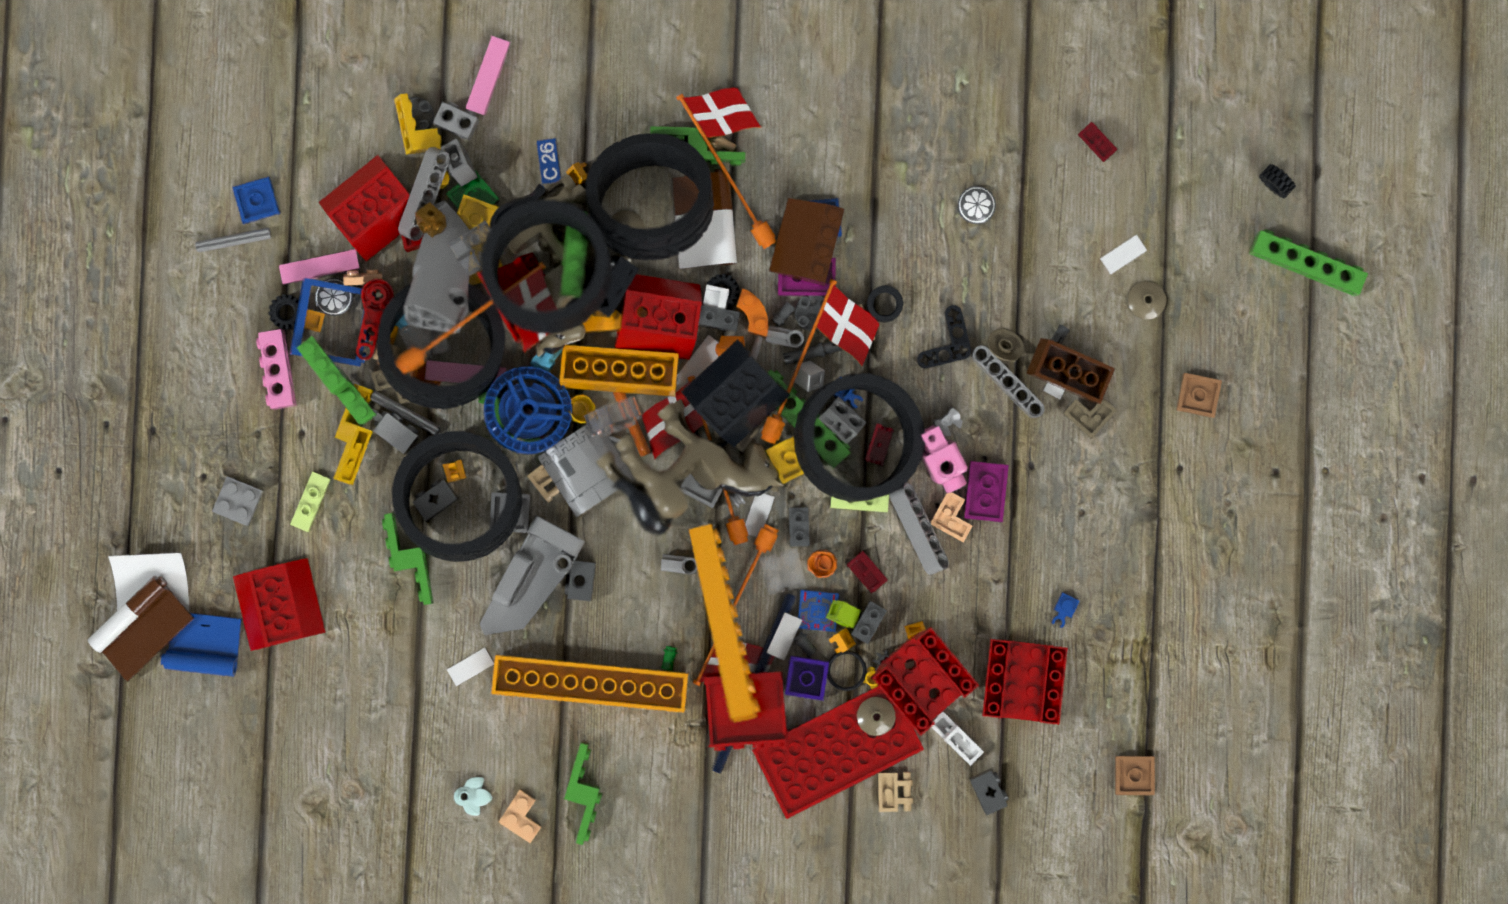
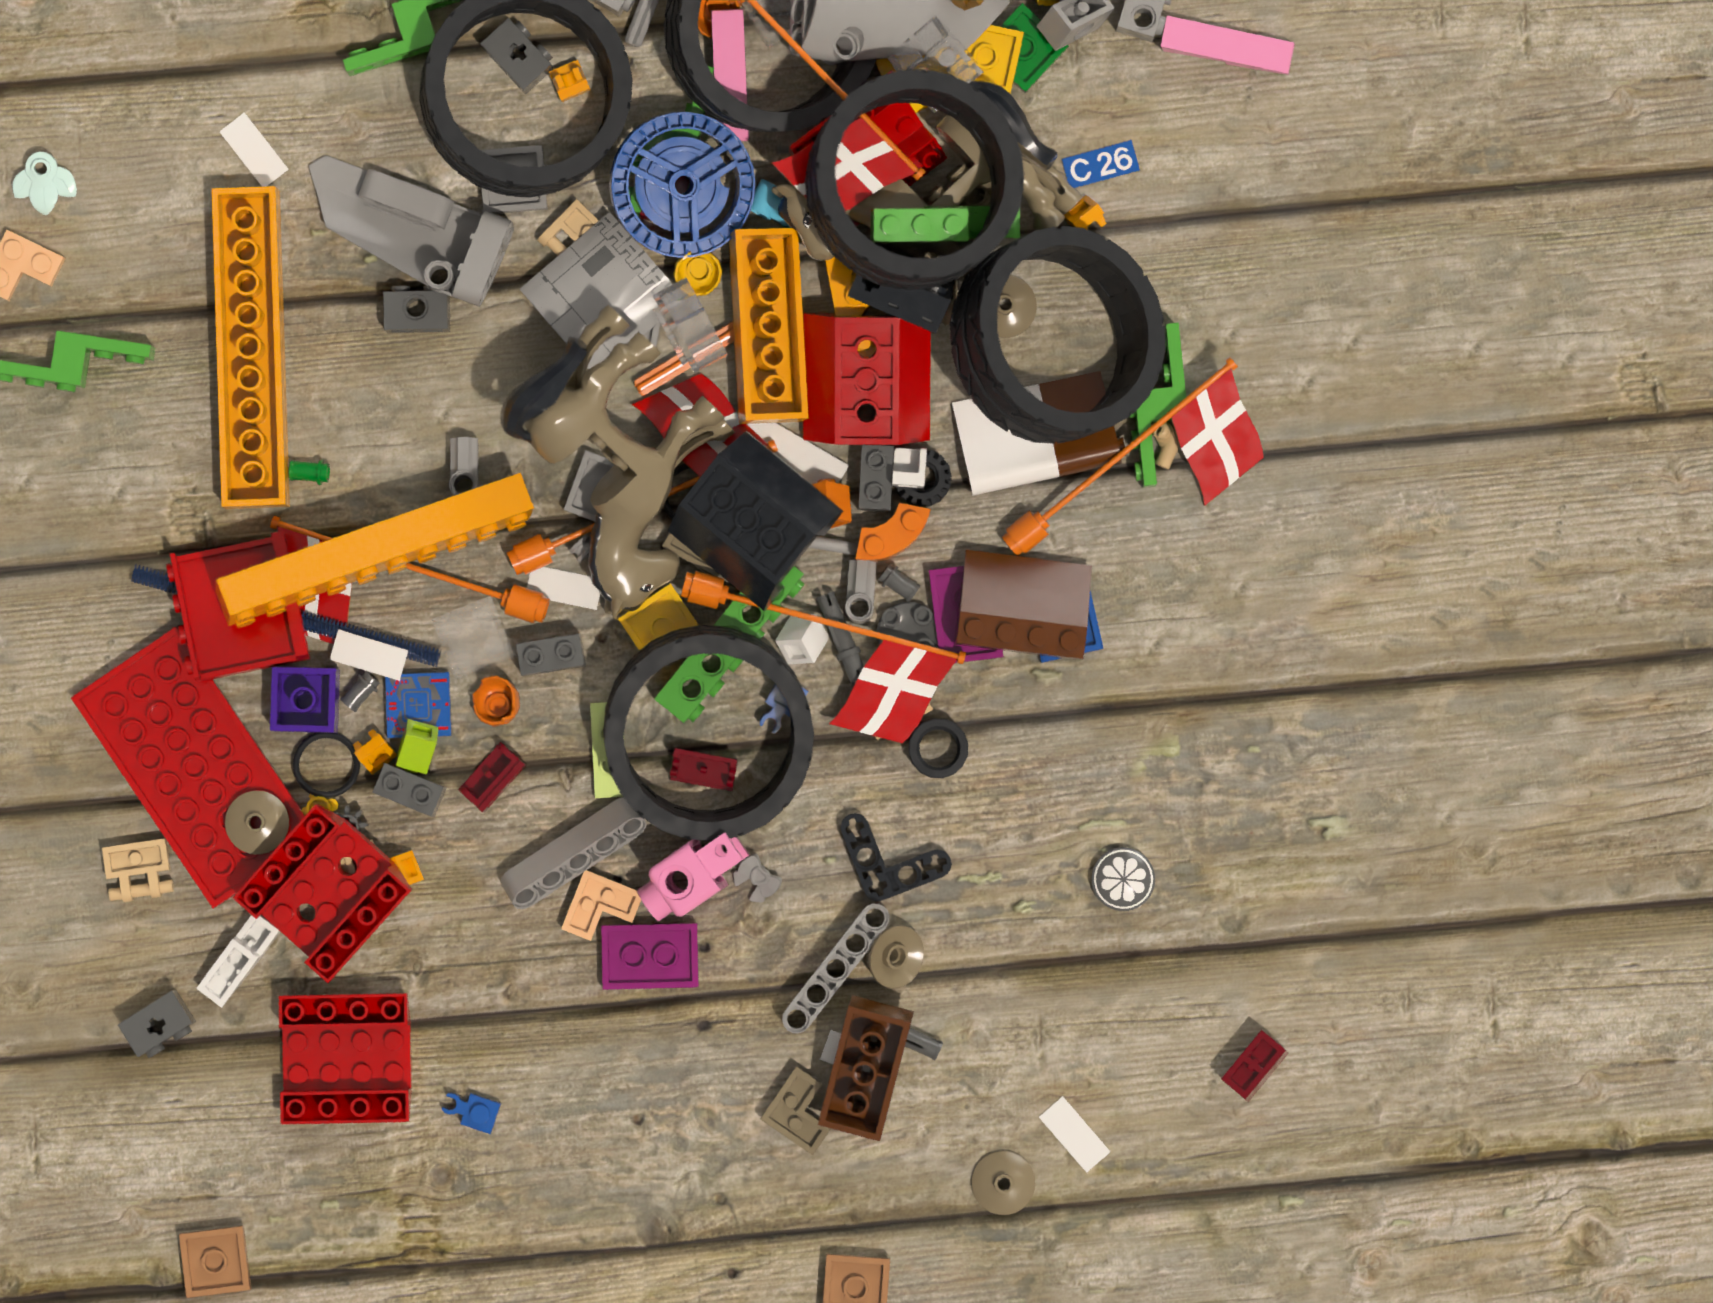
camera: 85 degrees right, 0 degrees up
(842, 420) = (735, 702): light grey brick -> none

